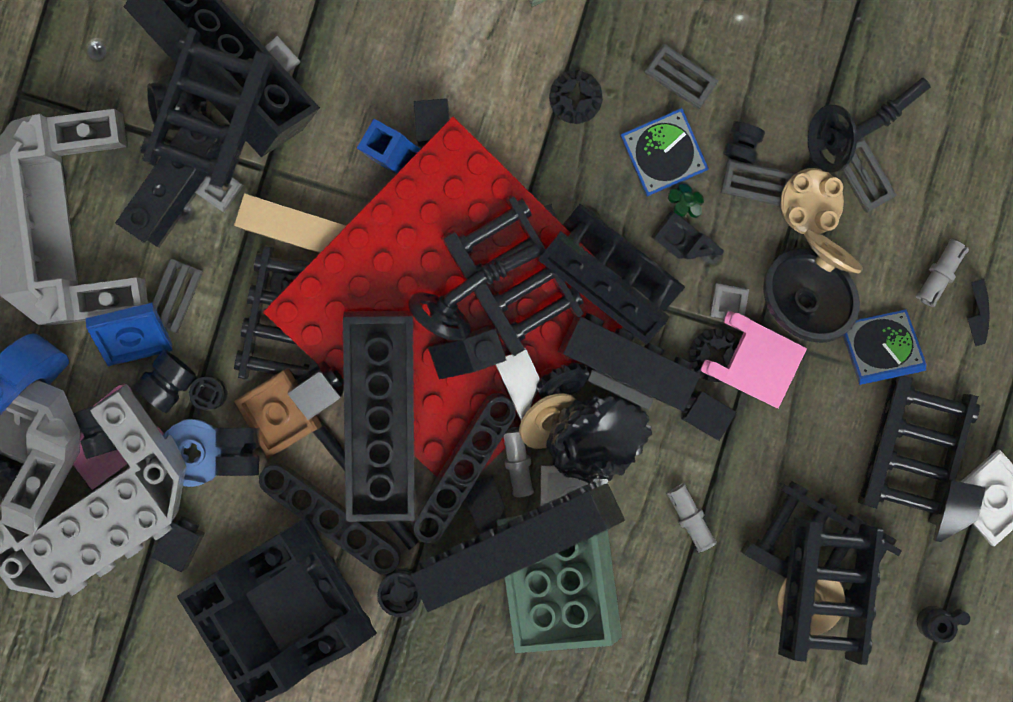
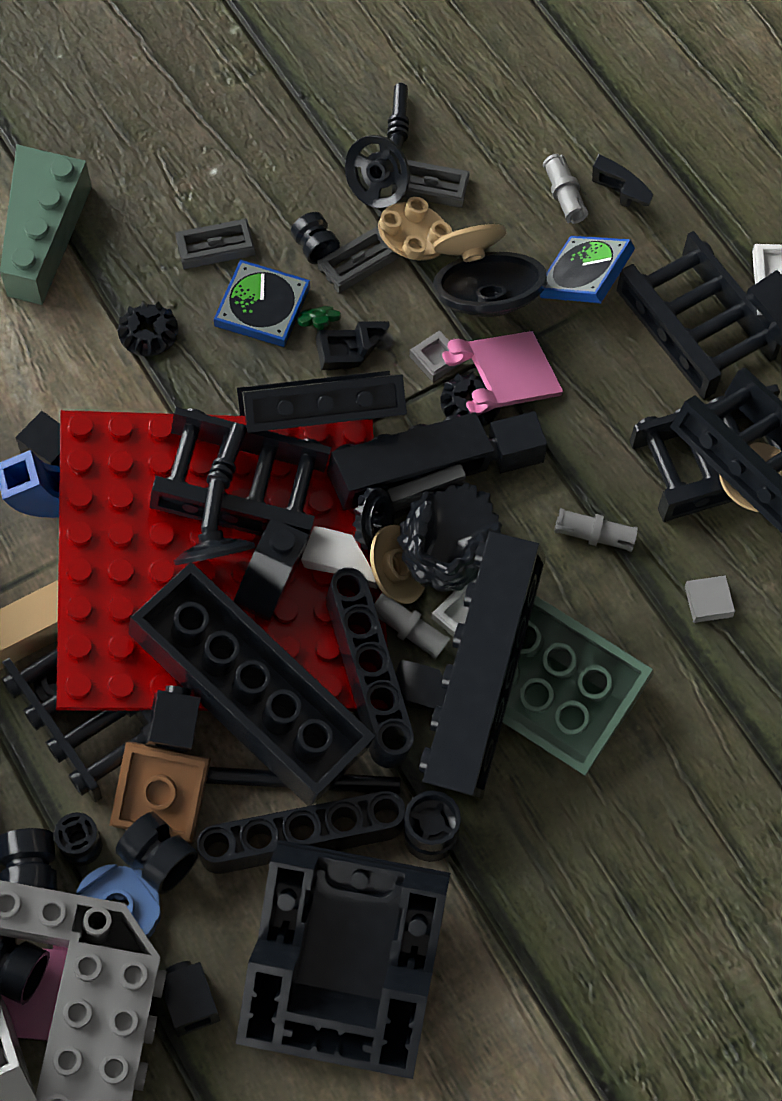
camera: 50 degrees left, 25 degrees down
(708, 627) = (709, 599): none -> light grey tile

